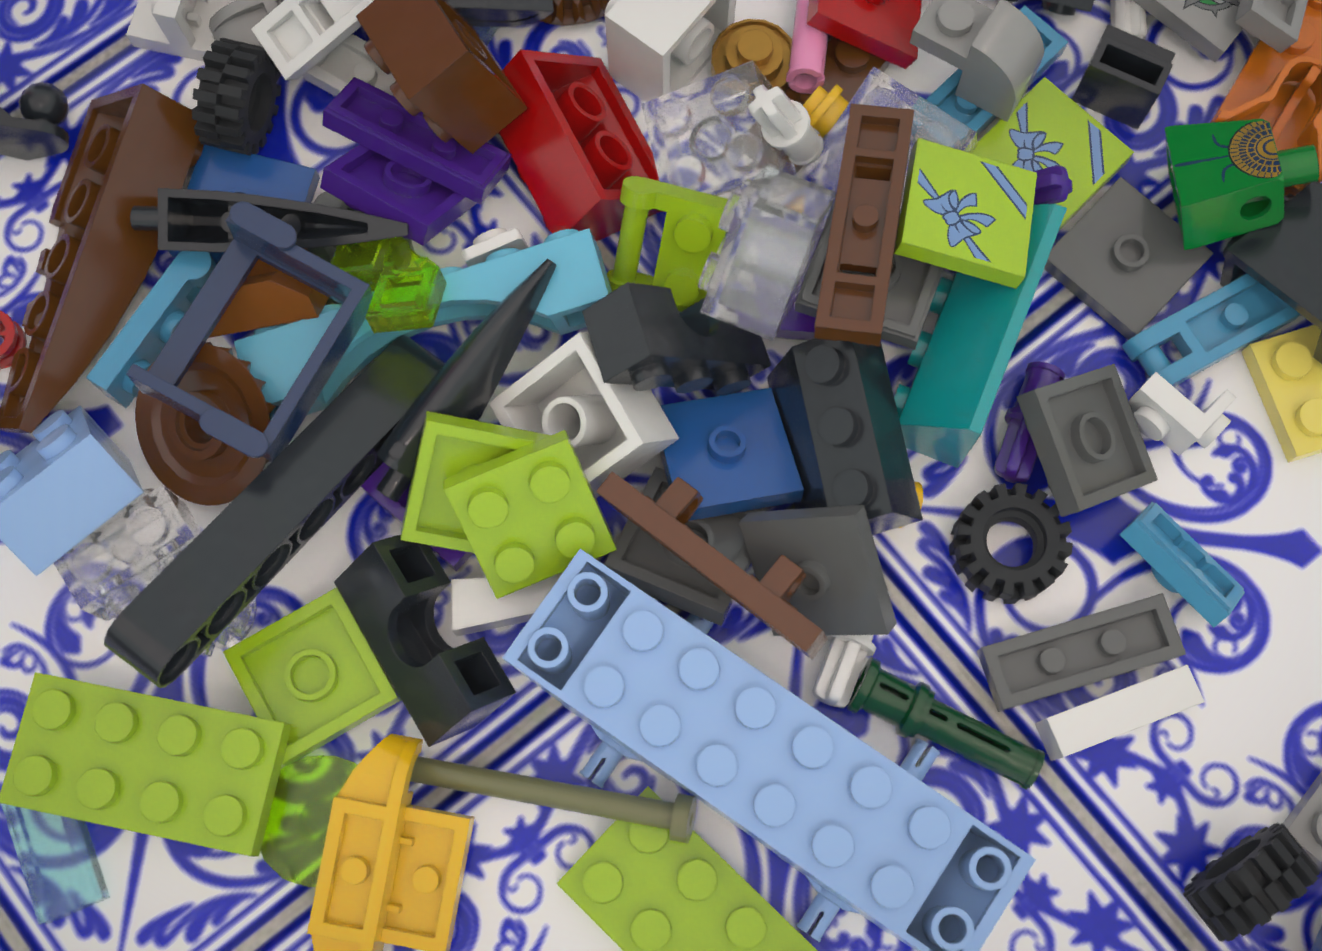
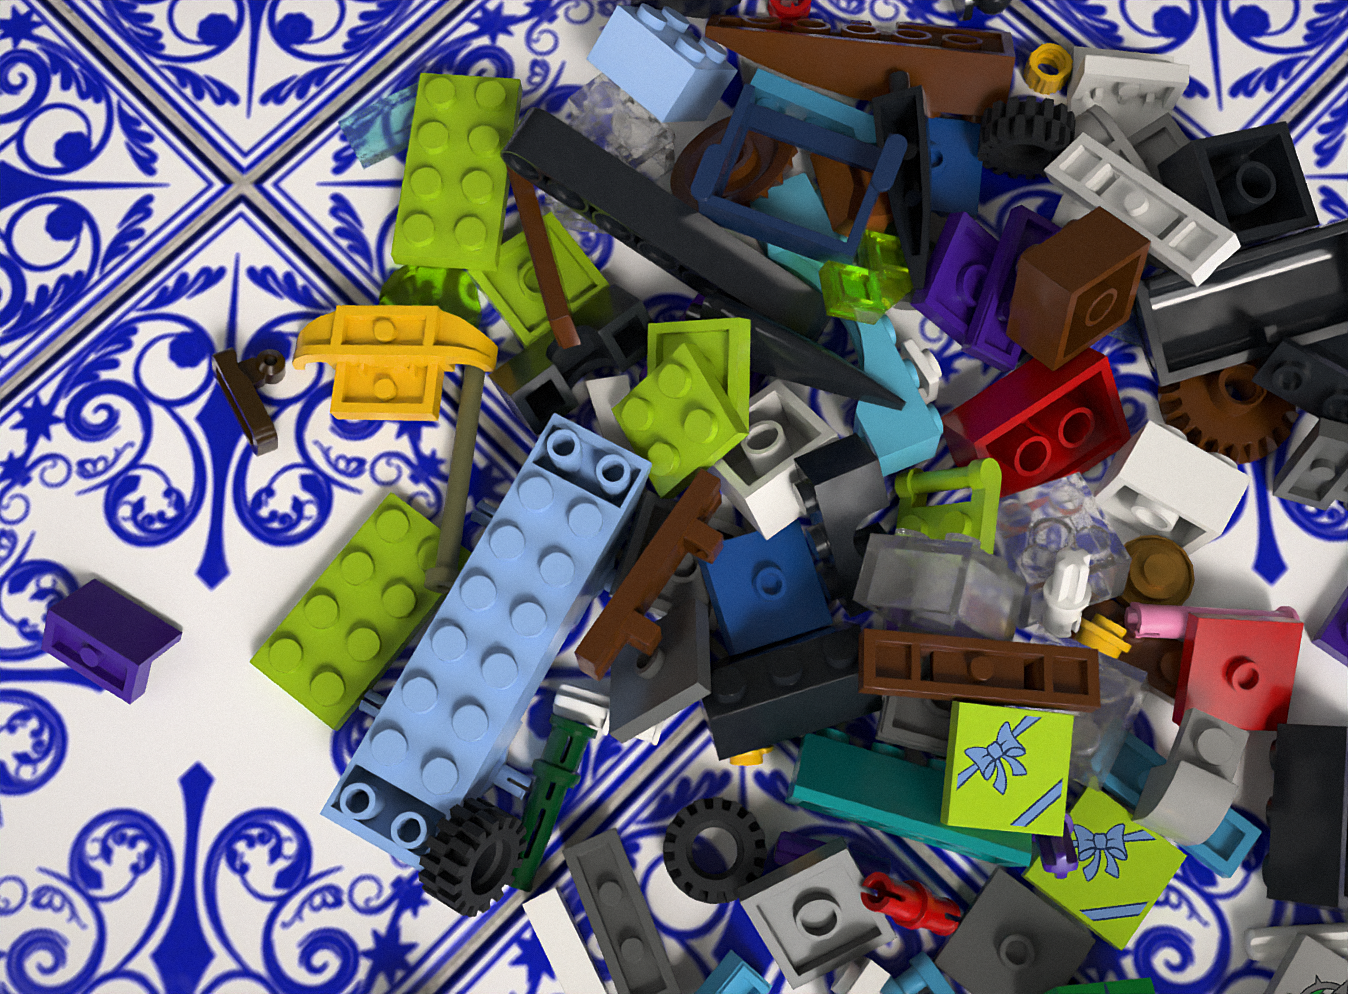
camera: 85 degrees right, 0 degrees up
(136, 55) = (1052, 55): none -> yellow axle
(289, 657) = (544, 261): none -> reddish brown tile
(1016, 802) = (472, 856): none -> black tyre
(1084, 343) = (910, 904): none -> red pin
(1124, 77) = (1207, 938): black piece -> none

